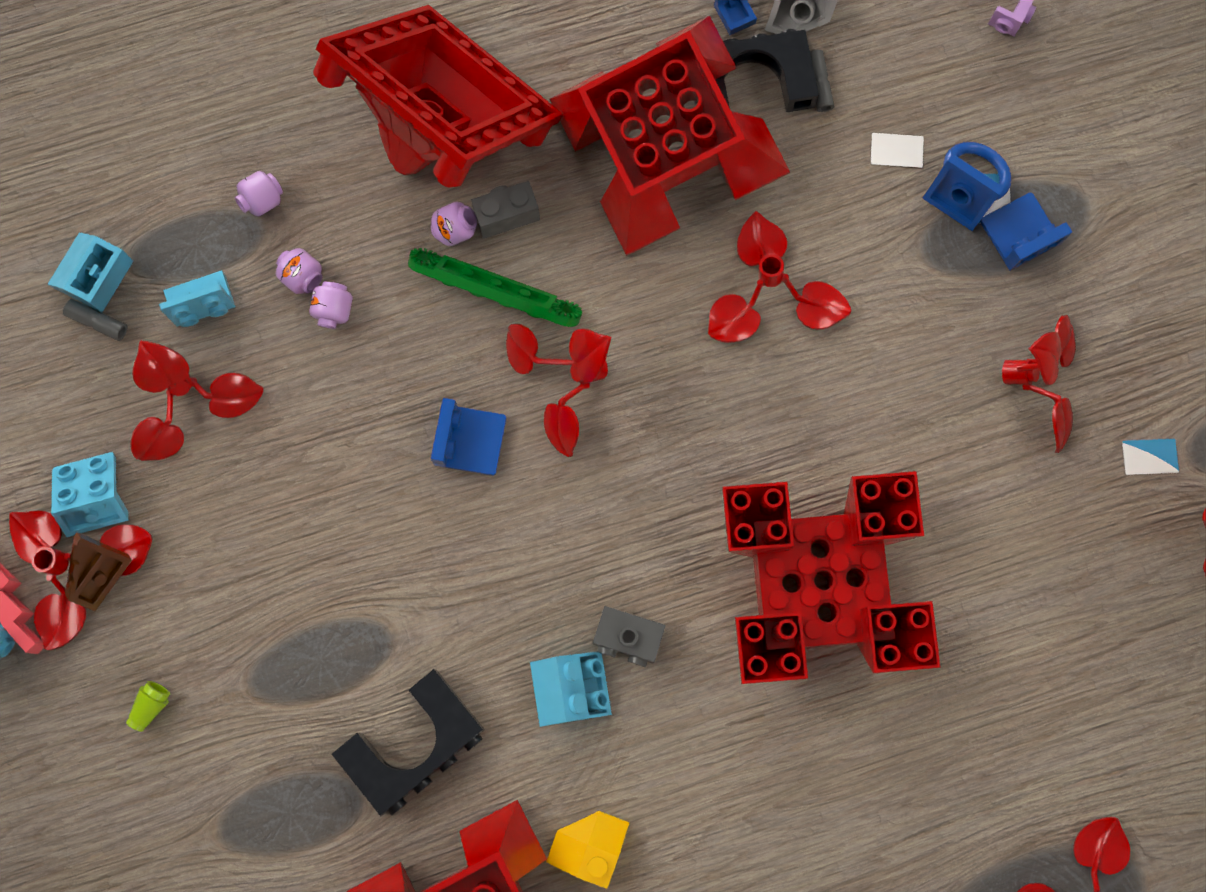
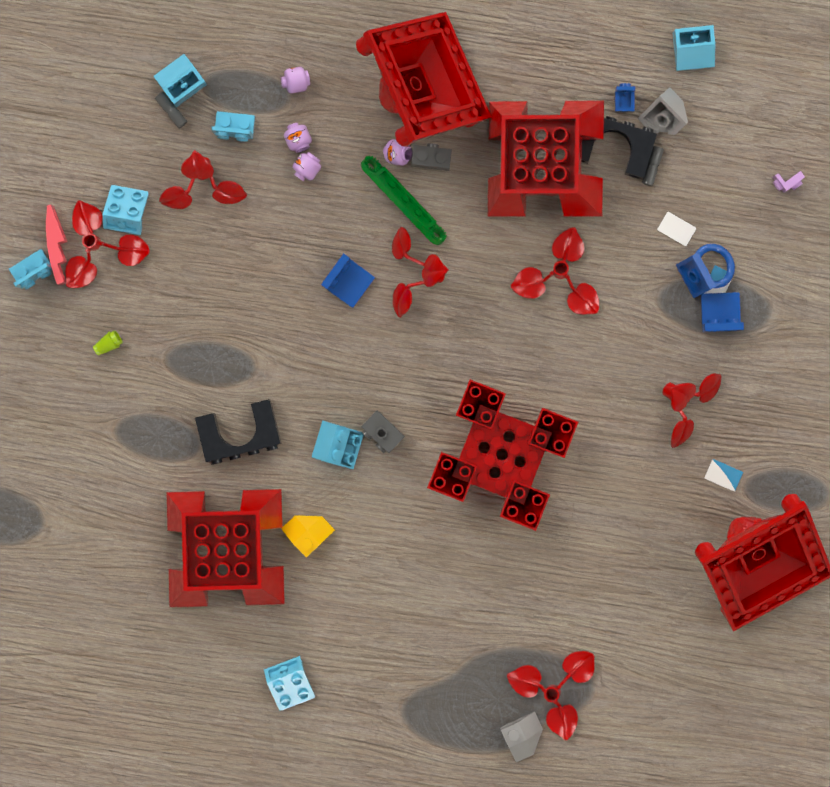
camera: 30 degrees right, 10 degrees up
(93, 571) = (111, 257): reddish brown wing -> none

